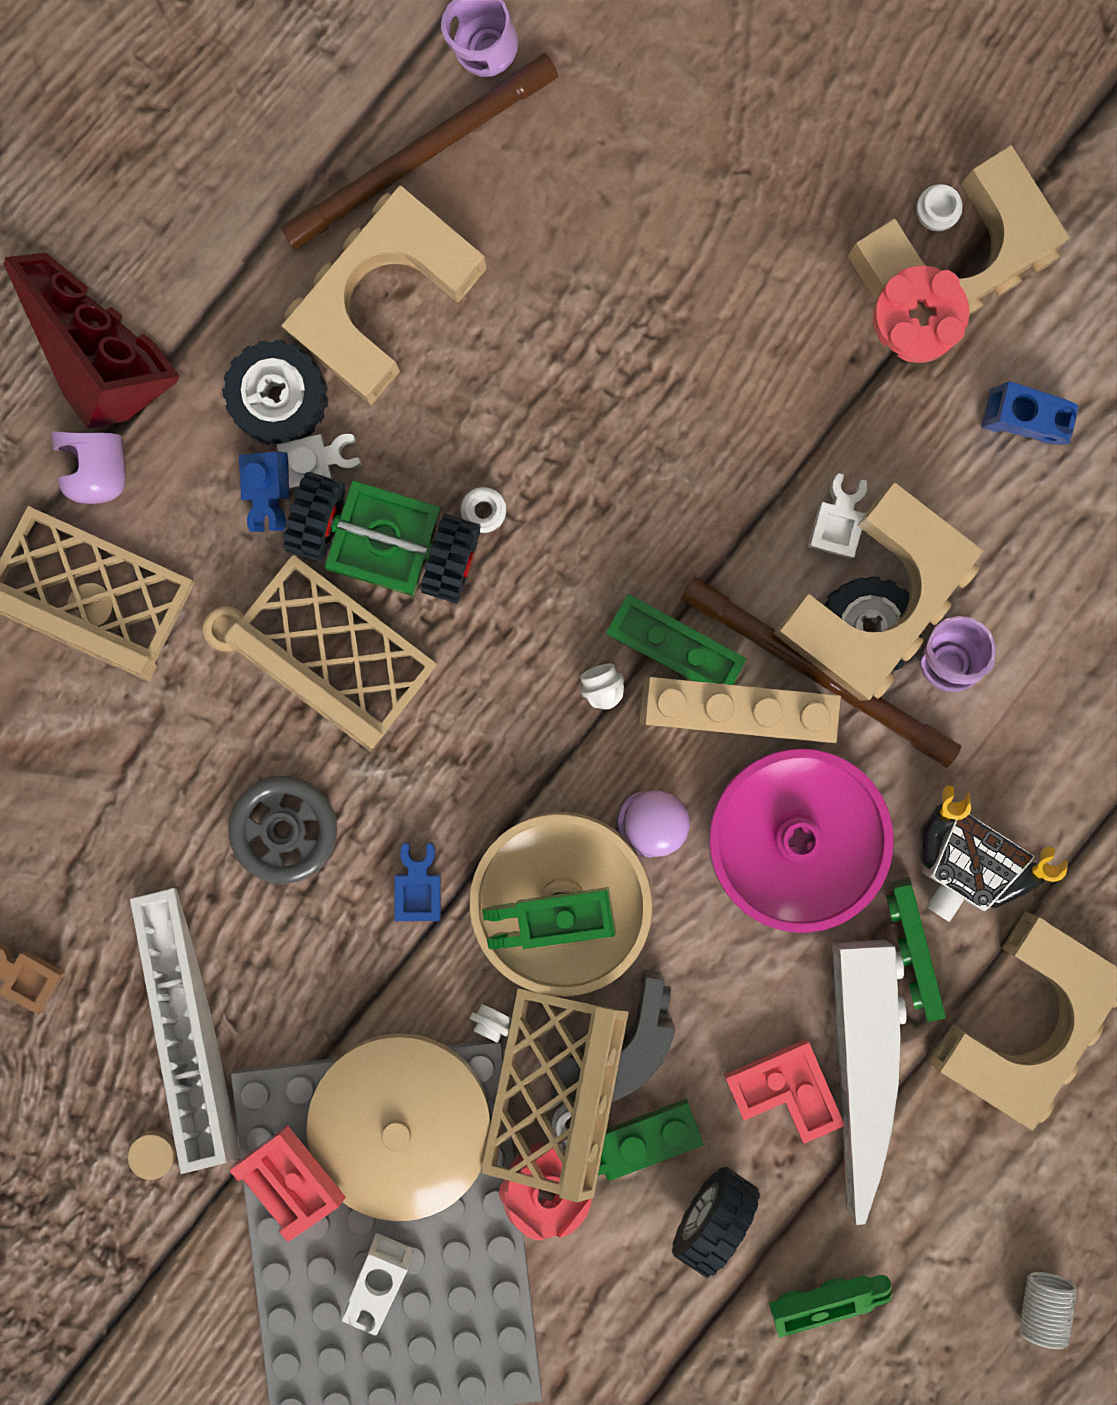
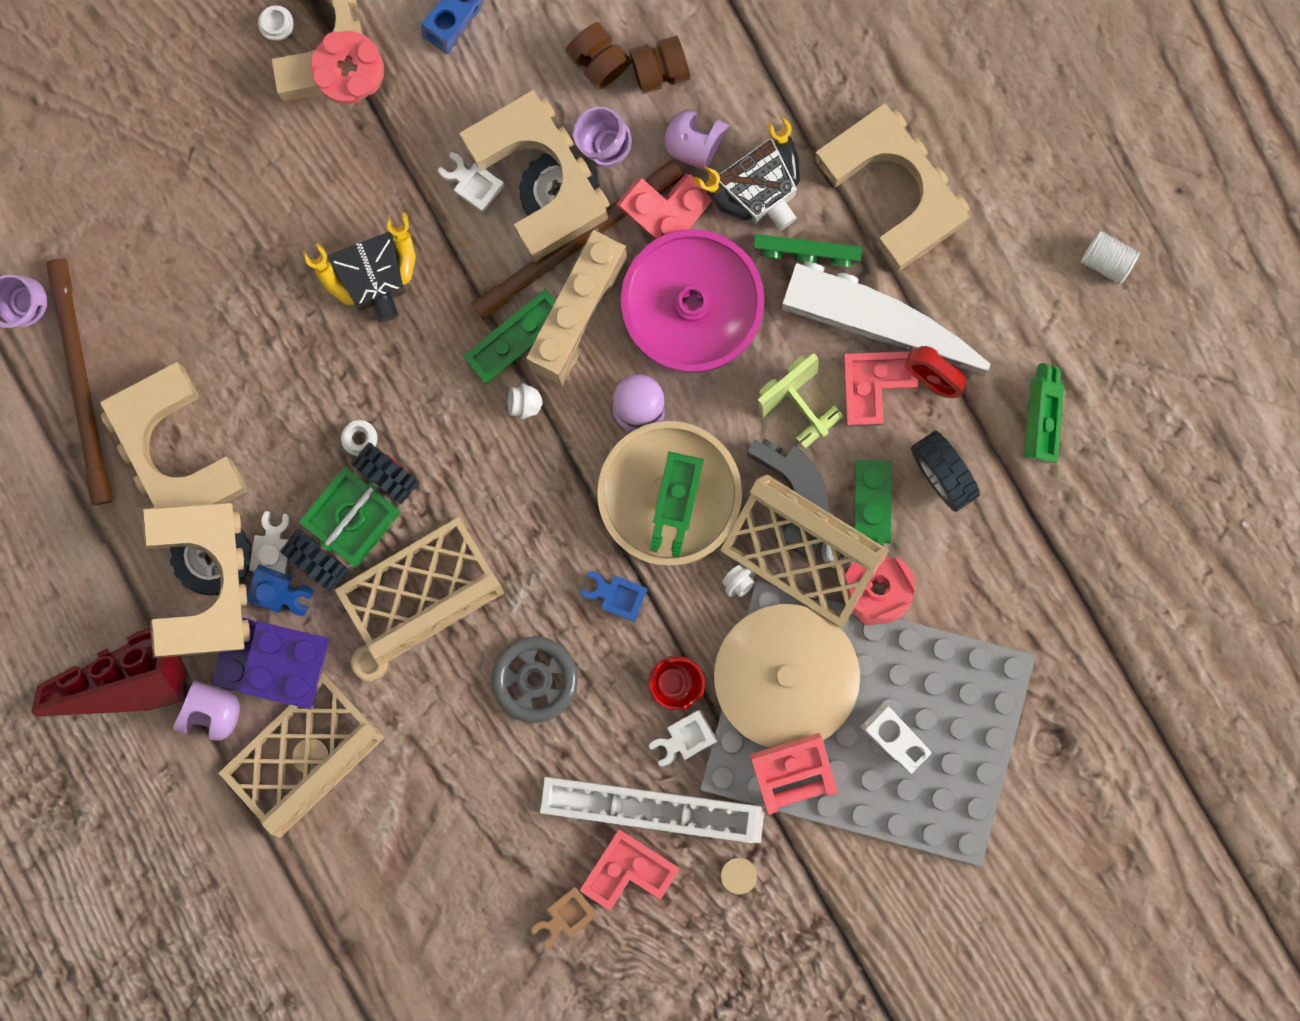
camera: 65 degrees left, 5 degrees down
(114, 1020) = (625, 861): none -> coral plate
(175, 515) = (275, 665): none -> dark purple bracket
(186, 437) = (213, 532): none -> tan arch
(287, 1035) = (688, 737): none -> white plate
(342, 998) = (676, 682): none -> red hair
(686, 441) = (370, 270): none -> torso
(732, 984) = (776, 392): none -> yellowish green plate
(829, 1160) = (935, 372): none -> red plate
(890, 764) = (664, 215): none -> coral plate
(987, 761) = (691, 144): none -> lavender helmet
(1053, 606) = (600, 58): none -> reddish brown wheel
(1070, 686) = (659, 64): none -> reddish brown wheel

